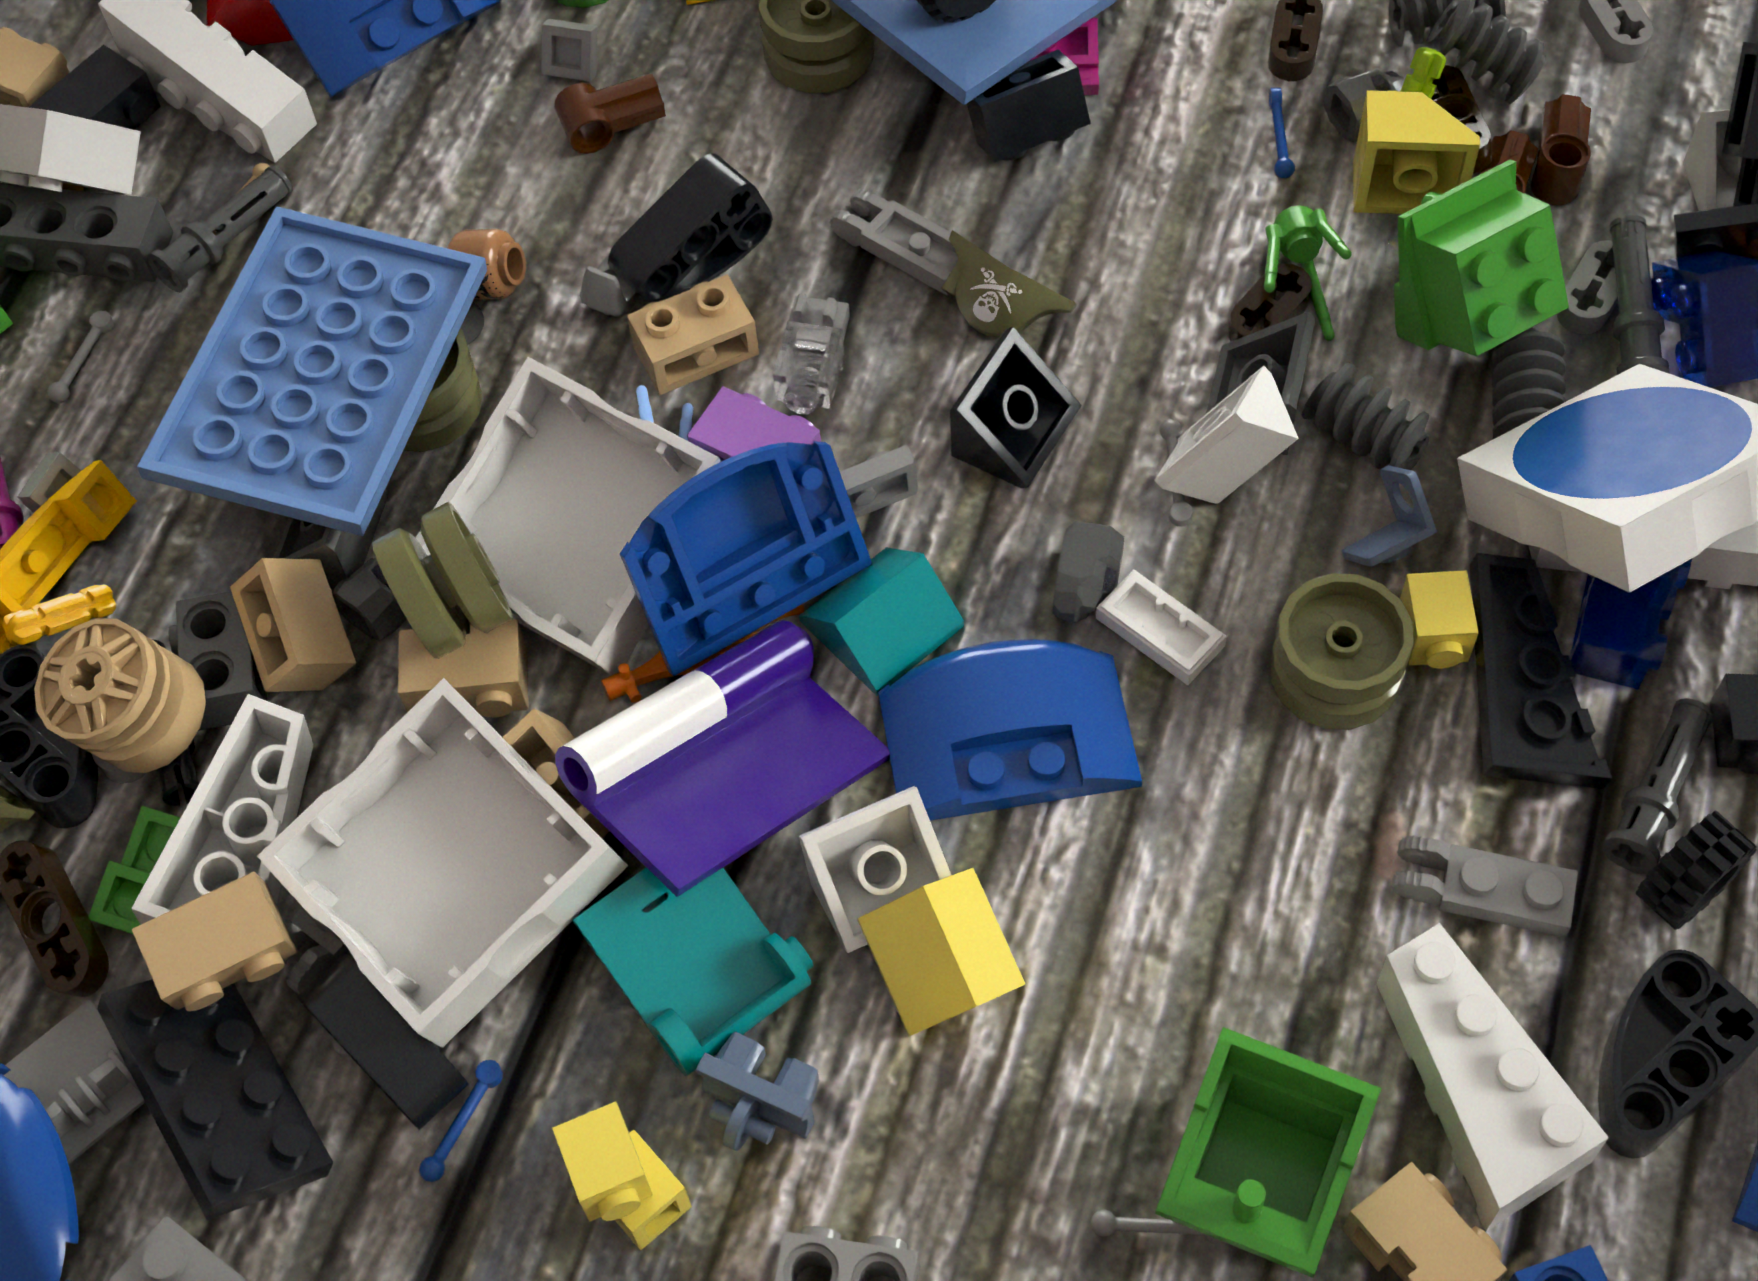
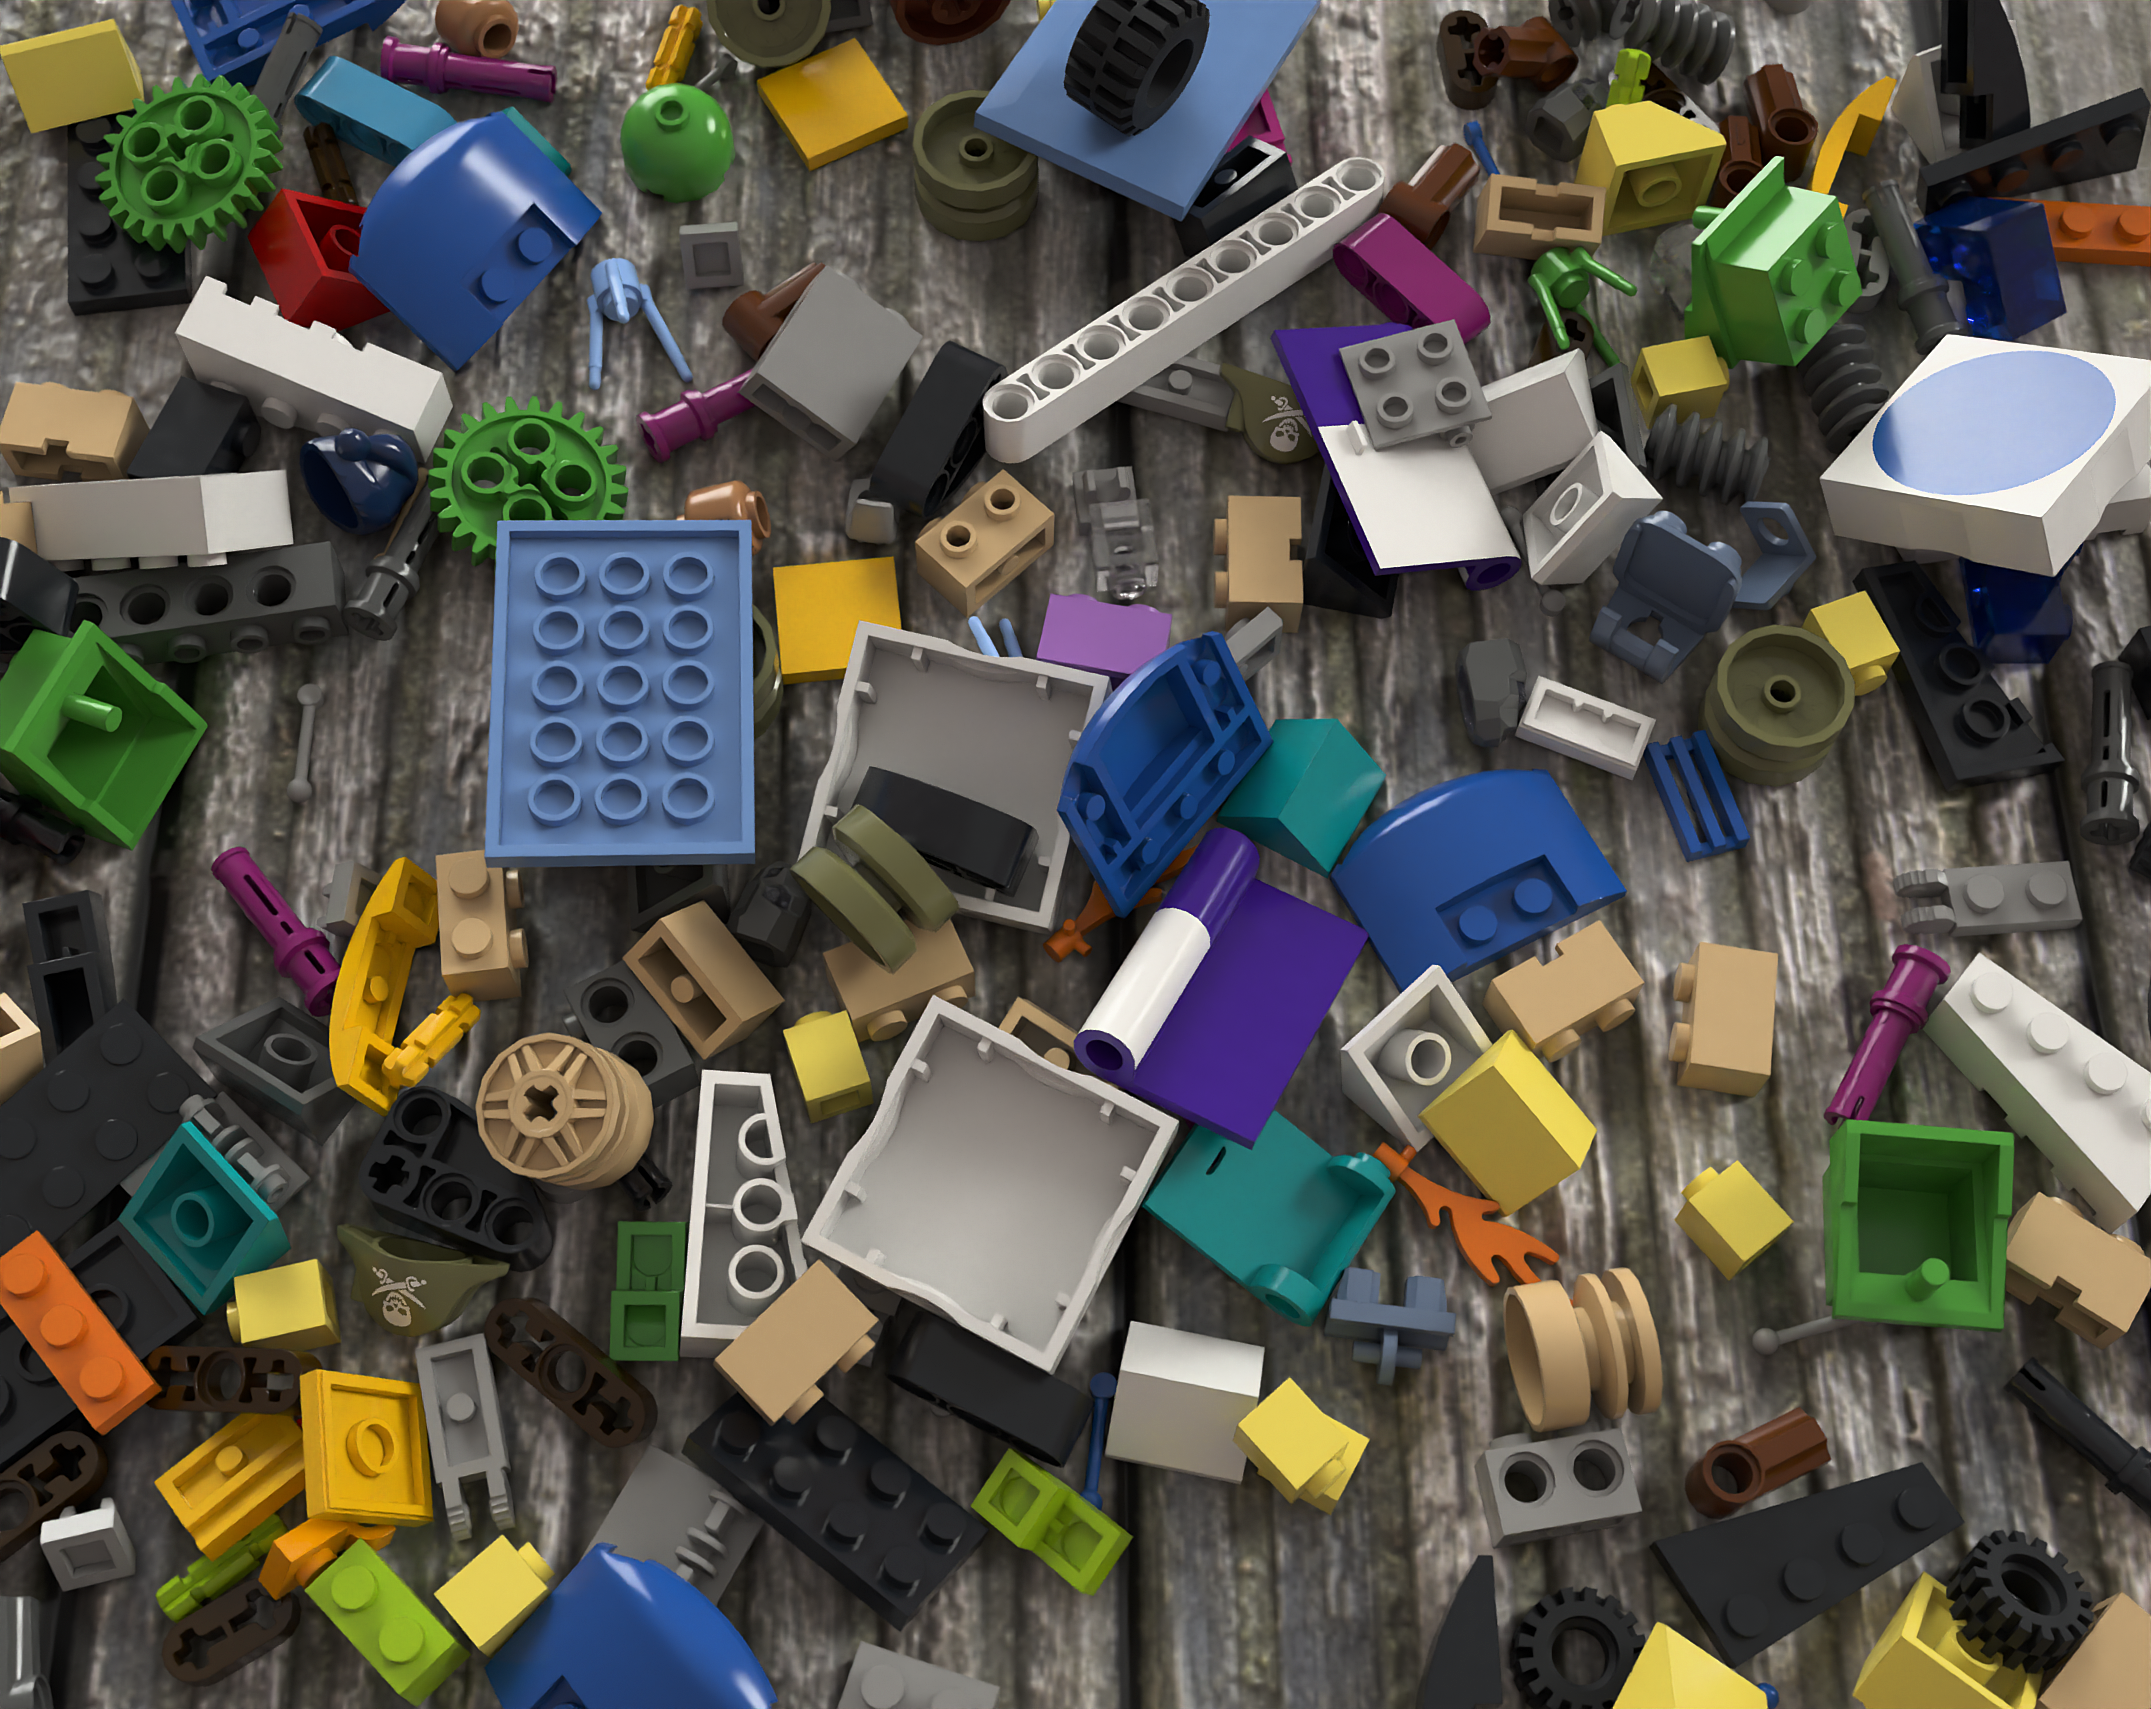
camera: 25 degrees left, 5 degrees up
(138, 536) = (479, 927): none -> tan brick
(207, 156) = (359, 478): none -> dark blue piece
(361, 719) = (828, 1065): none -> light yellow brick
(381, 182) = (567, 461): none -> bright green gear
(389, 1171) = (1051, 1521): none -> lime slope
(481, 66) = (619, 298): none -> light blue plant
(505, 173) = (692, 417): none -> magenta pin
(536, 1086) = (1183, 1401): none -> white slope
(544, 558) = (952, 829): none -> black beam
(565, 346) = (821, 612): none -> yellow tile
(621, 154) = (831, 363): none -> light grey brick
(871, 1044) = (1475, 1237): none -> orange piece
(910, 1169) = (1582, 1349): none -> tan wheel
(920, 407) = (1260, 559): none -> tan brick
(941, 180) = (1178, 312): none -> white beam
(1039, 854) = (1568, 996): none -> tan brick
(1077, 344) = (1408, 501): none -> white door
(1110, 288) = (1416, 386): none -> light grey hinge
(1112, 1099) = (1731, 1218): none -> light yellow brick
(1161, 212) = (1408, 279): none -> magenta beam
(1180, 919) = (1725, 1019): none -> tan brick
(1198, 149) = (1433, 193): none -> reddish brown piece
(1212, 349) = (1536, 422): none -> white slope
(1241, 672) = (1718, 789): none -> blue tile
(1279, 515) = (1671, 580): none -> sand blue piece
(1283, 174) = (1530, 218): none -> tan brick
(1343, 37) = (1526, 52): none -> reddish brown piece
(1349, 962) = (1896, 1014): none -> magenta pin
(1377, 346) = (1679, 374): none -> light yellow brick
(1631, 169) = (1851, 132): none -> yellow slope

